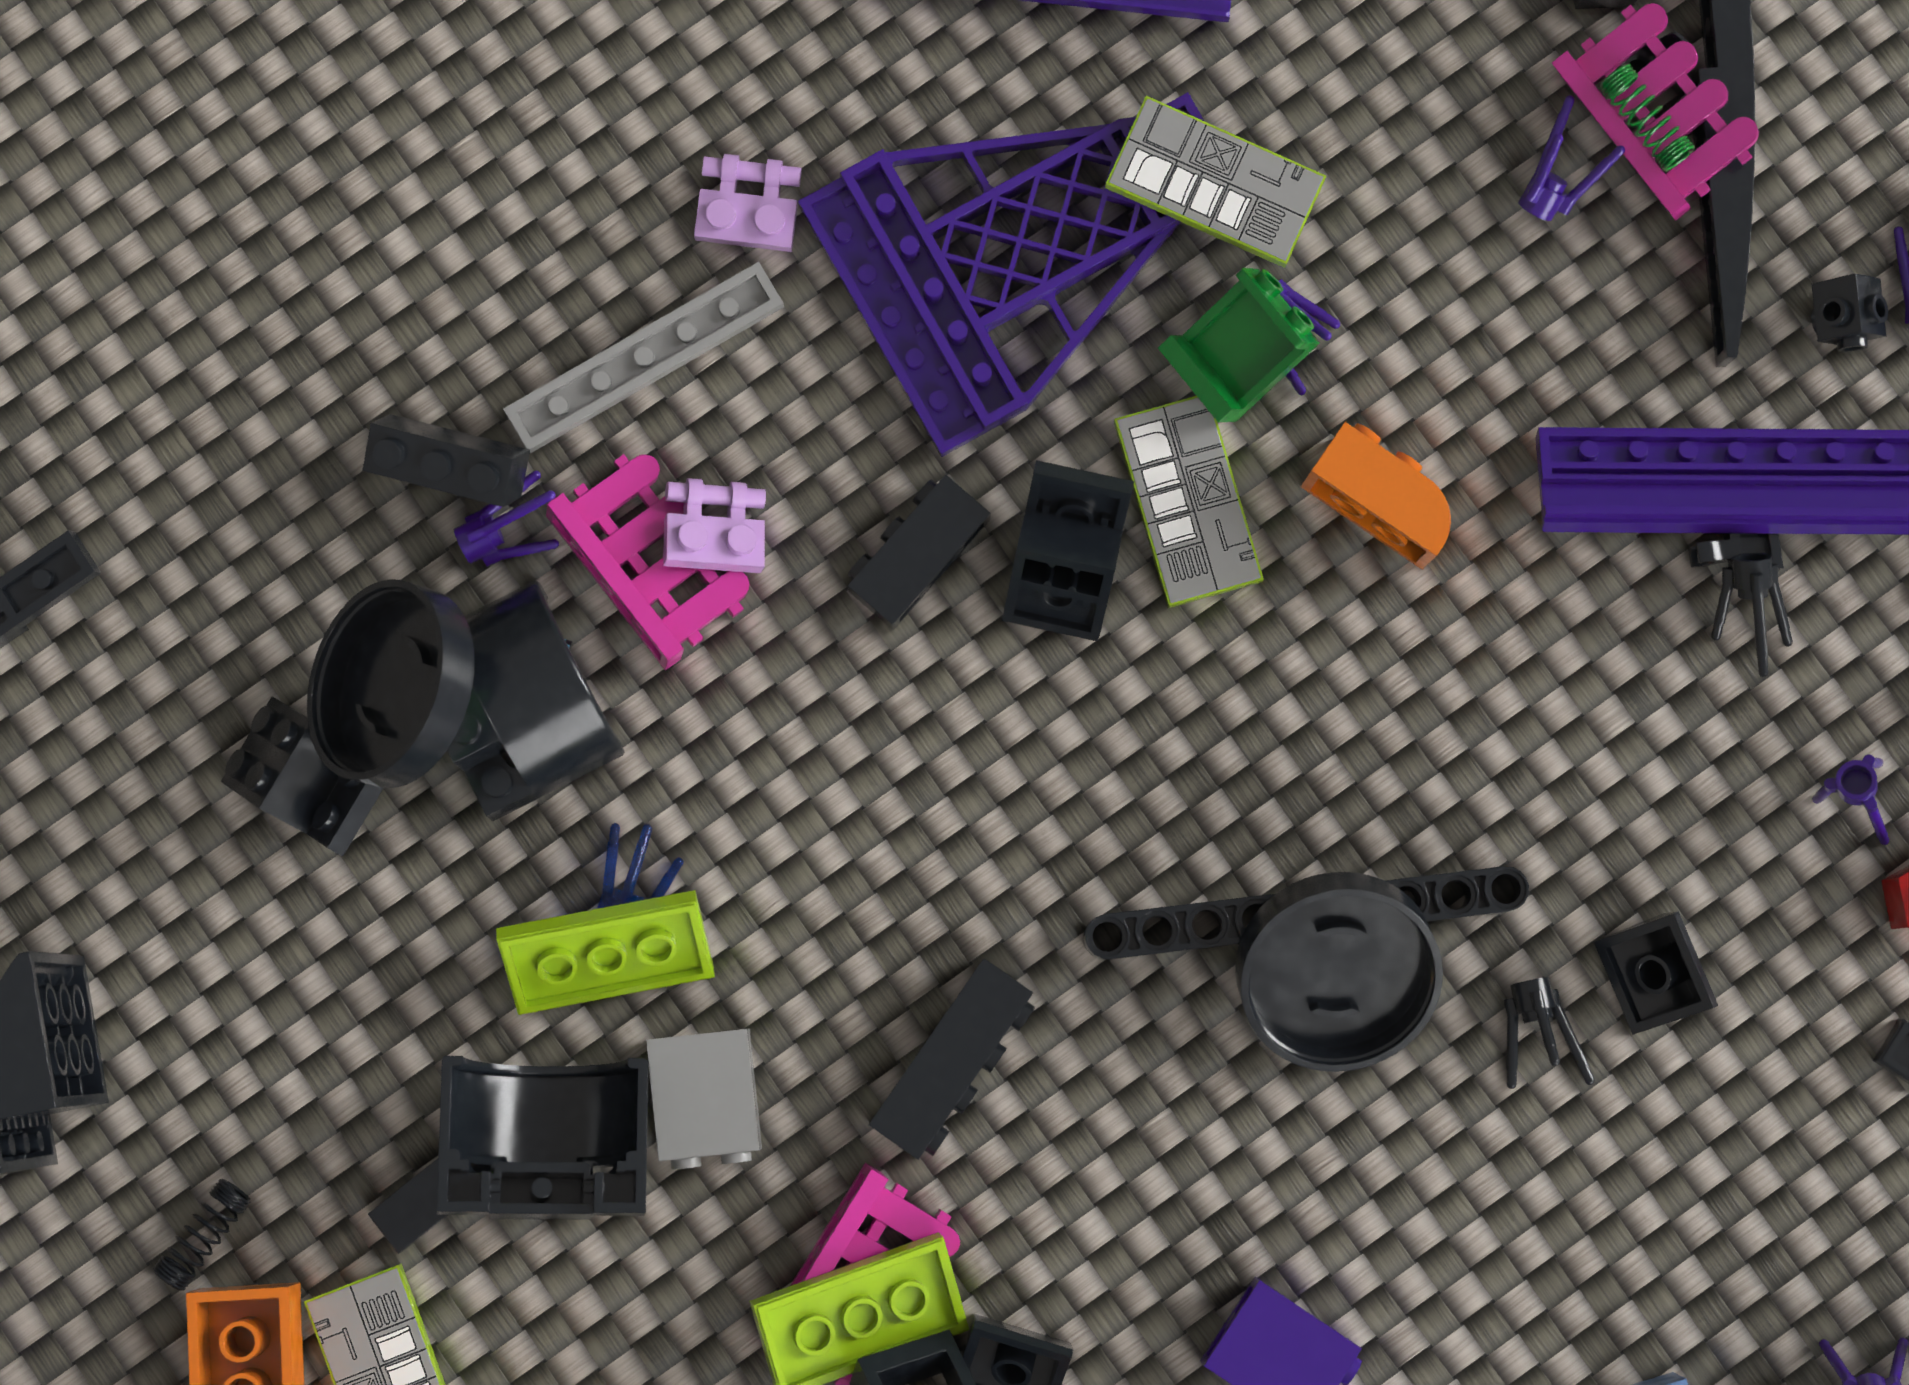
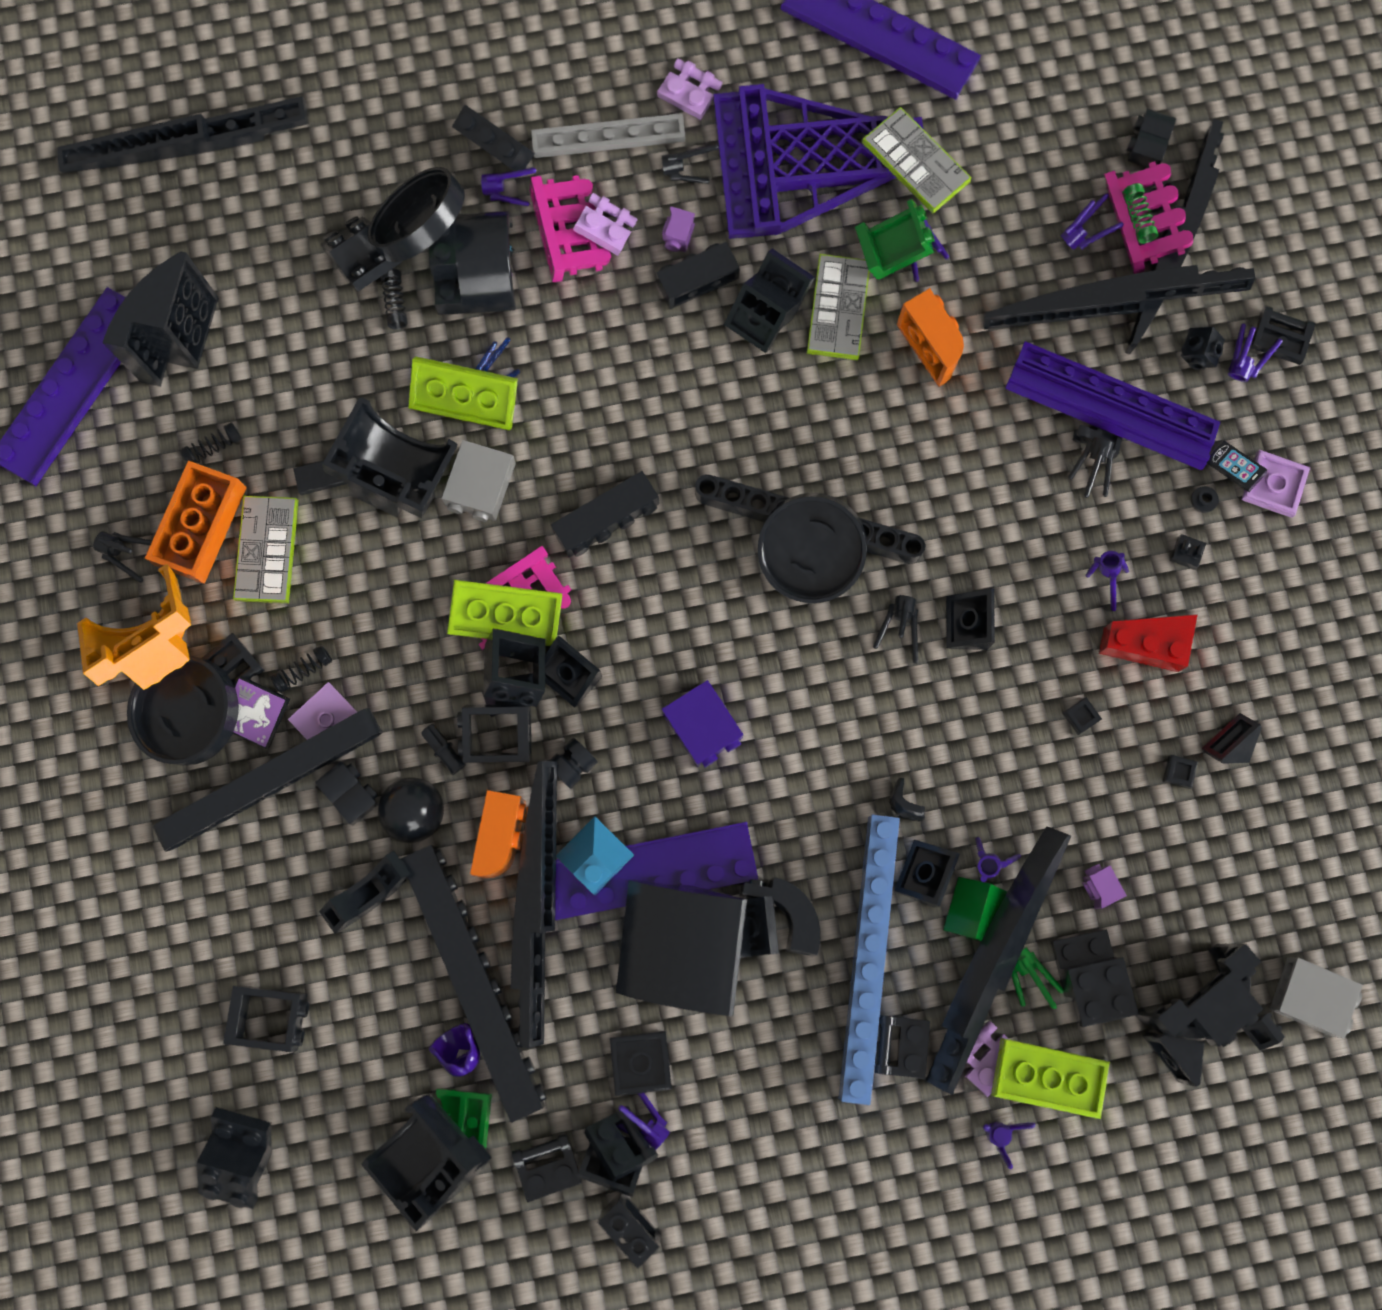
camera: 25 degrees right, 5 degrees down
(423, 864) = (397, 319): none -> black piece
(783, 358) = (673, 164): none -> black plant
(847, 483) = (678, 229): none -> medium lavender window
(1674, 283) = (1119, 295): none -> black slope
(1674, 1348) = (902, 806): none -> black hair

